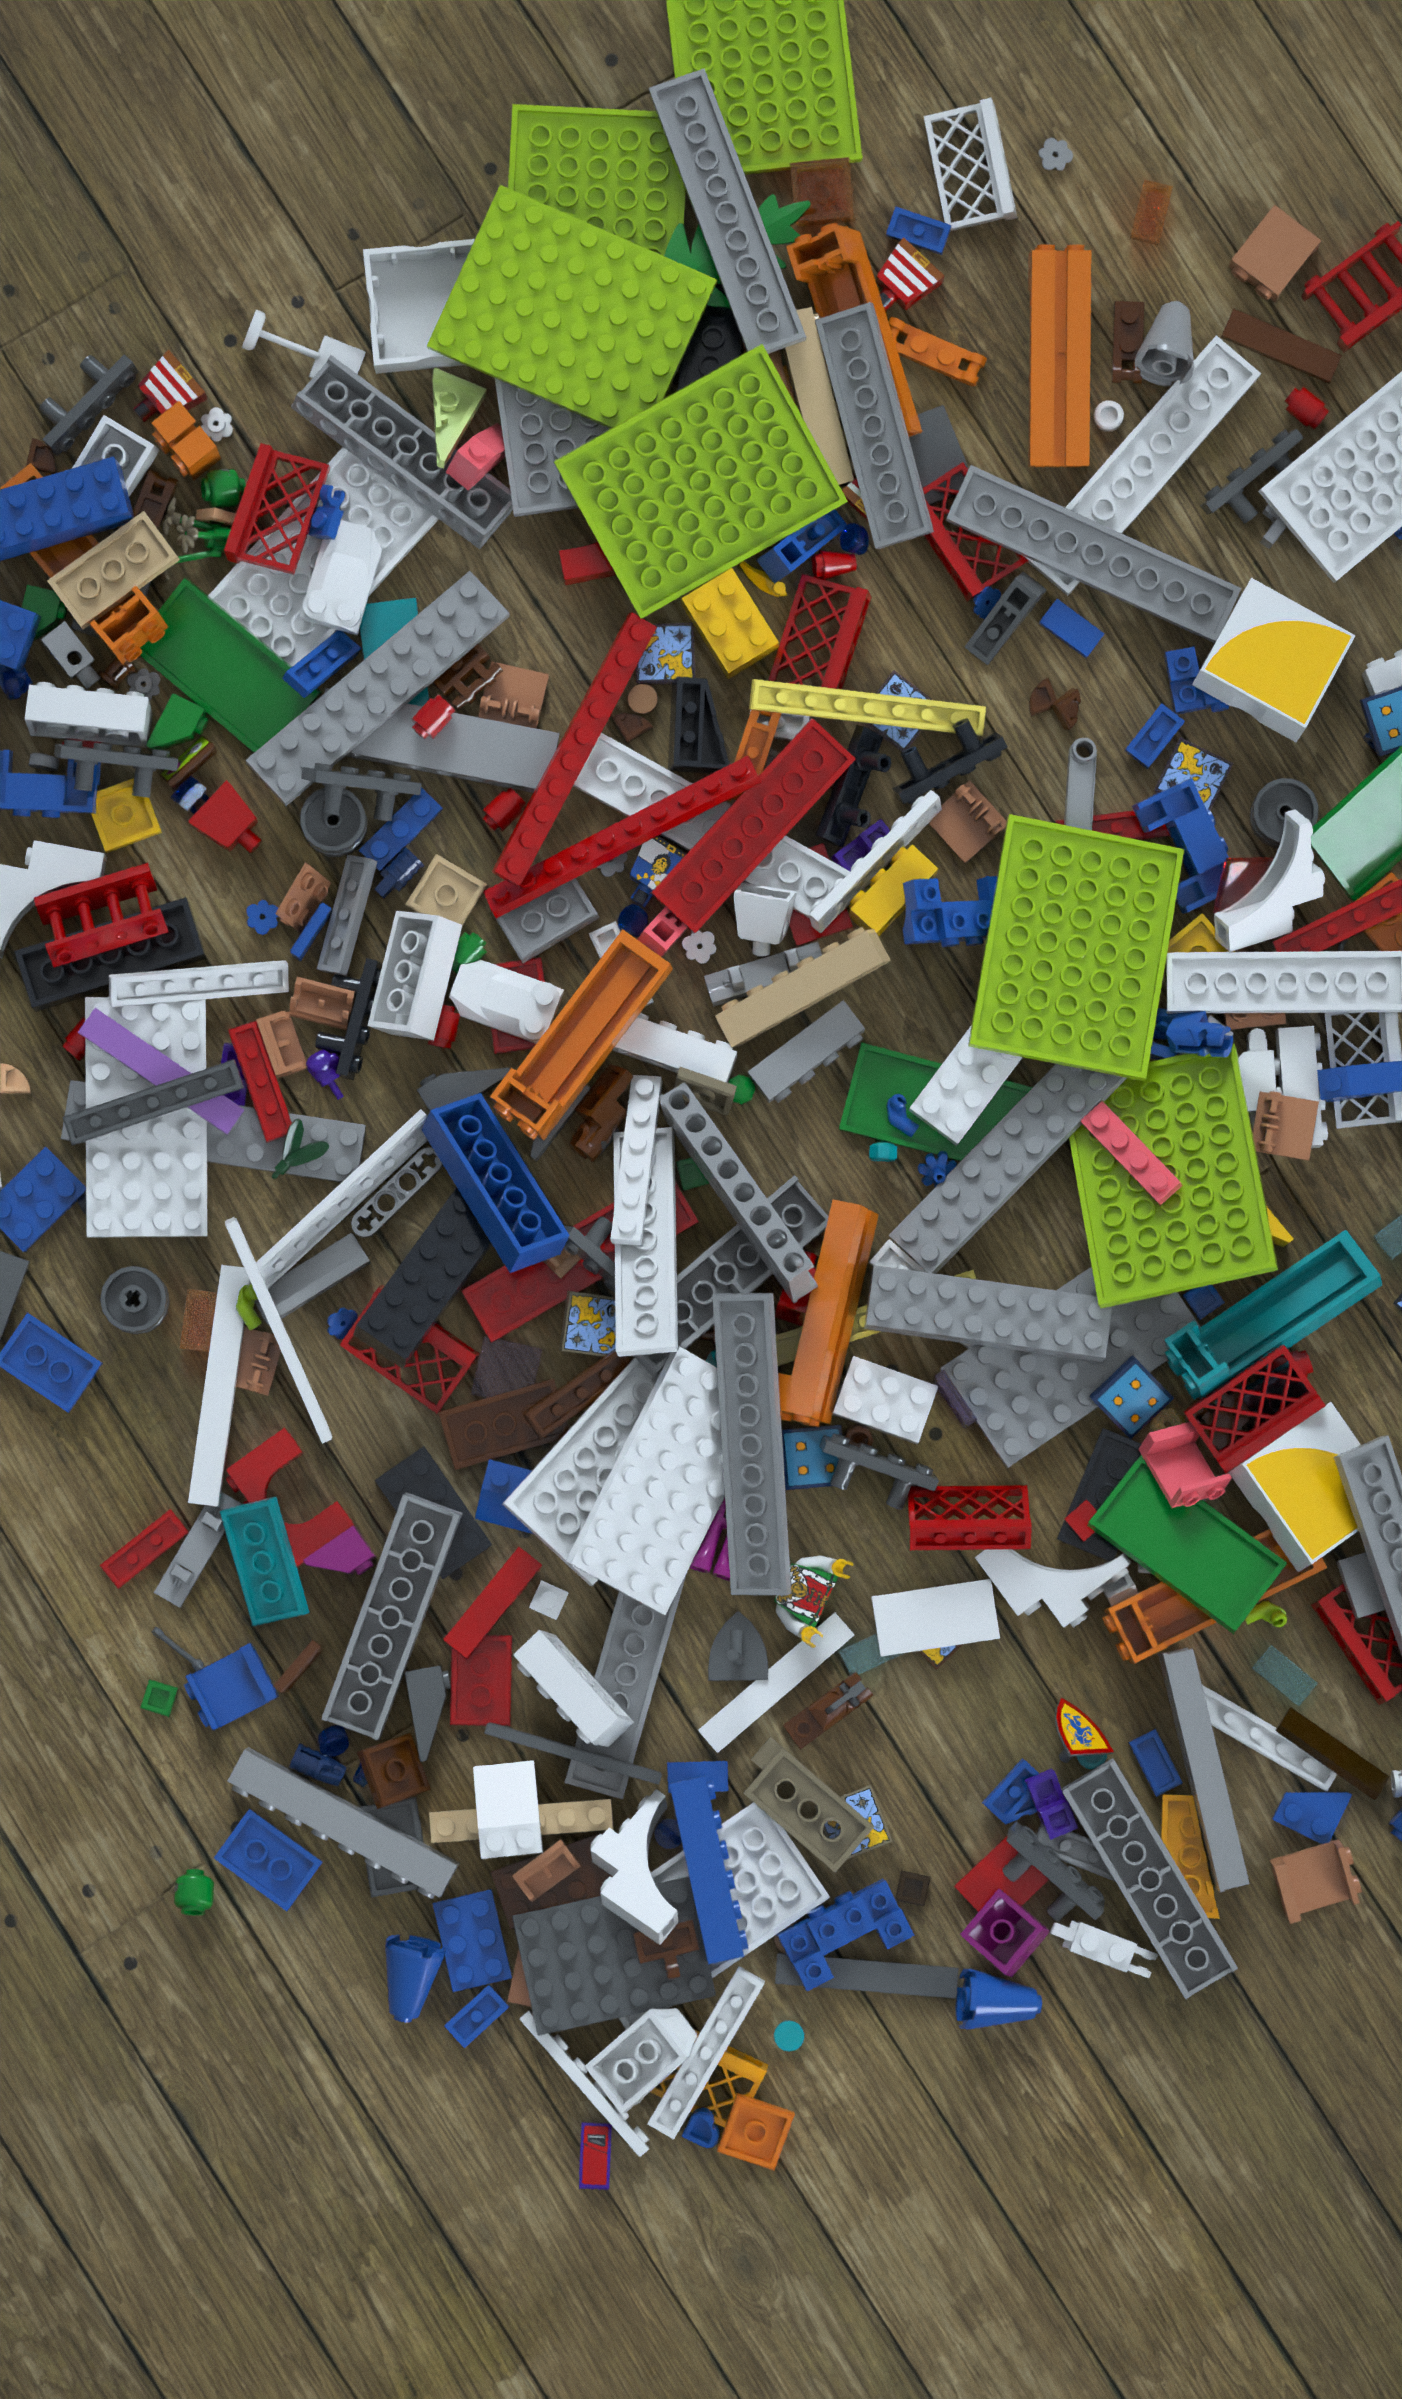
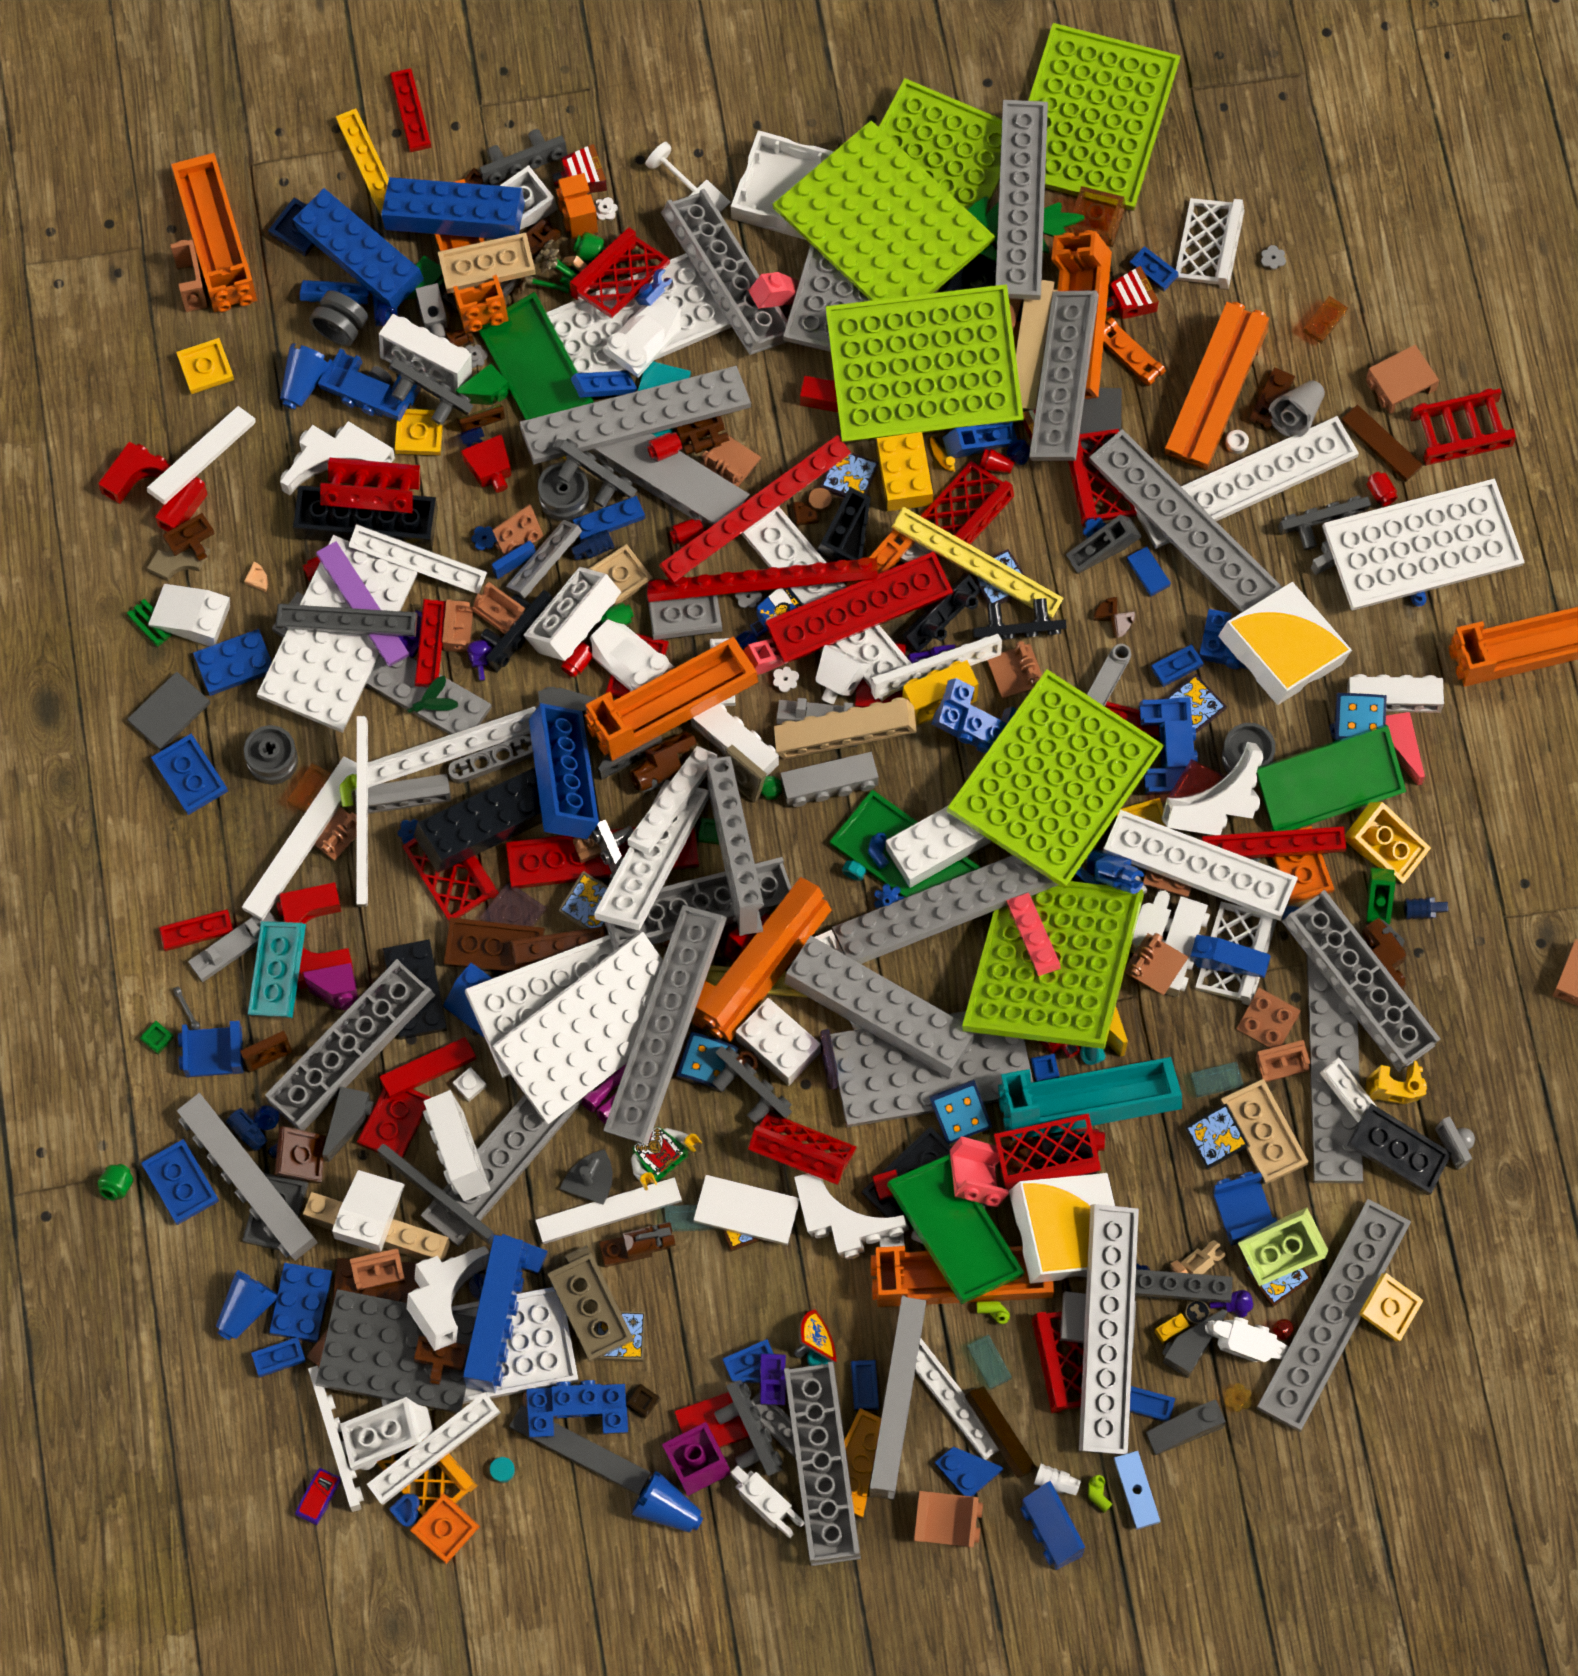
camera: 25 degrees right, 15 degrees down
(454, 408) = (775, 256): yellowish green wing -> none

